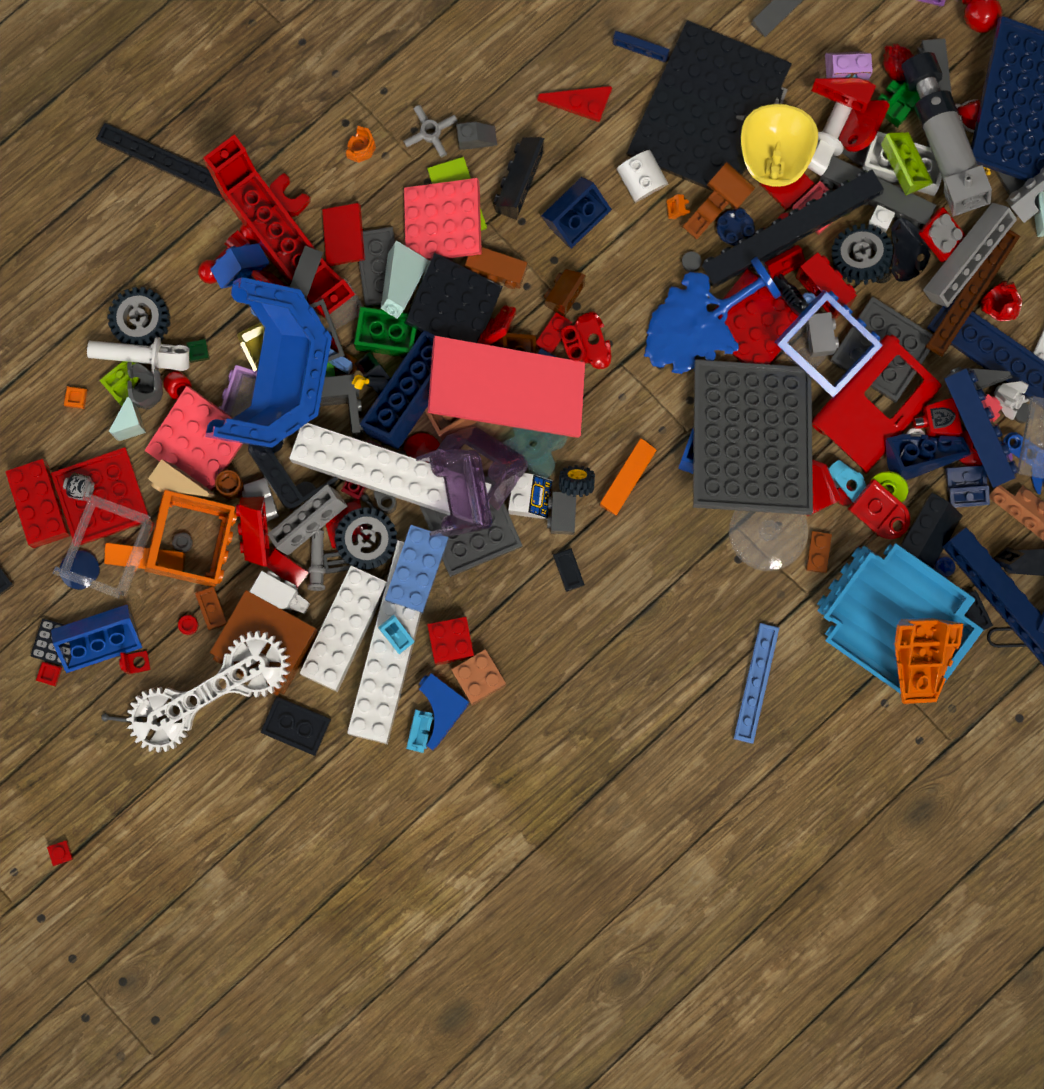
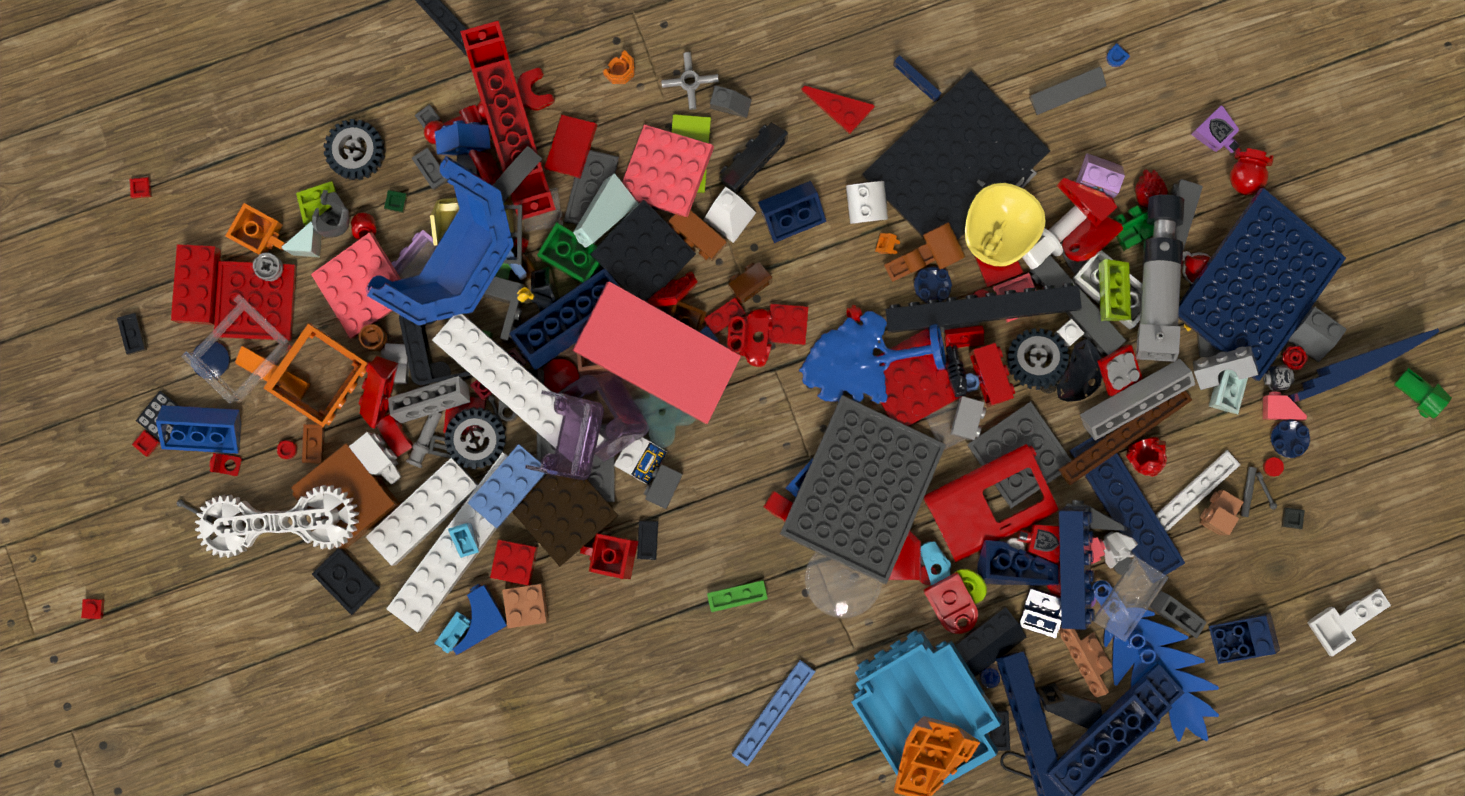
camera: 25 degrees right, 5 degrees up
(75, 397) = (269, 199): orange tile -> none
(75, 430) = (255, 230): none -> orange hinge
(77, 485) = (237, 283): light grey head -> none
(101, 458) = (268, 267): none -> light grey wheel
(157, 354) = (355, 191): white piece -> none
(171, 478) = (325, 316): tan slope -> none
(182, 542) = (312, 372): dark grey tile -> none
(194, 261) = (427, 115): none -> dark grey tile
(218, 307) = (429, 168): none -> dark grey plate
(480, 575) = (564, 515): none -> dark brown plate
(519, 237) = (729, 215): none -> white slope
(541, 596) = (611, 556): none -> red hinge
(576, 481) = (687, 463): black wheel -> none
(617, 317) = (788, 324): none -> red plate
(628, 477) = (737, 477): orange slope -> none
(673, 281) = (854, 313): none -> red plate
(675, 587) = (737, 596): none -> bright green plate
(679, 487) = (778, 506): none -> red slope
(691, 261) = (878, 300): dark grey tile -> none
(819, 552) = (881, 617): dark orange plate -> none
(846, 312) = (954, 400): window -> none

